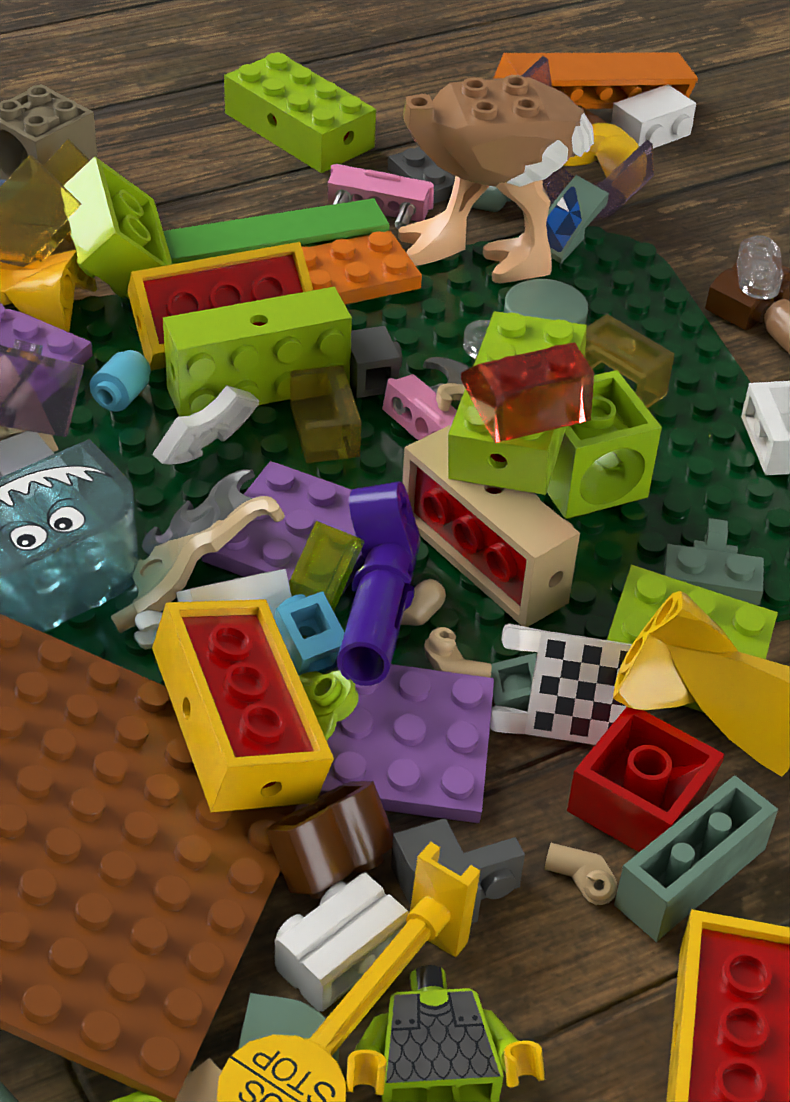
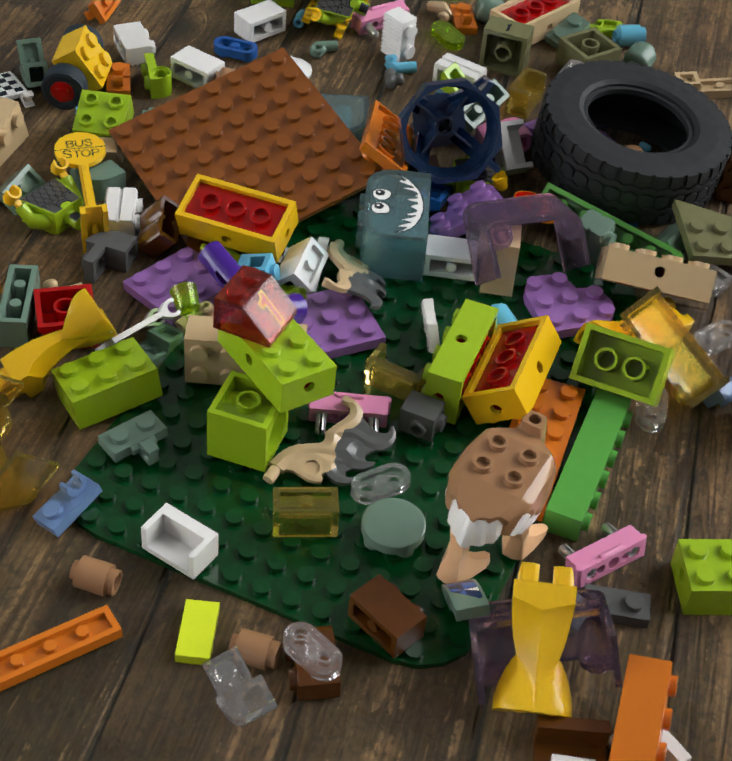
camera: 130 degrees right, 0 degrees up
(469, 649) = (185, 299): none -> clear neon green piece
(650, 258) = (387, 615): none -> reddish brown brick

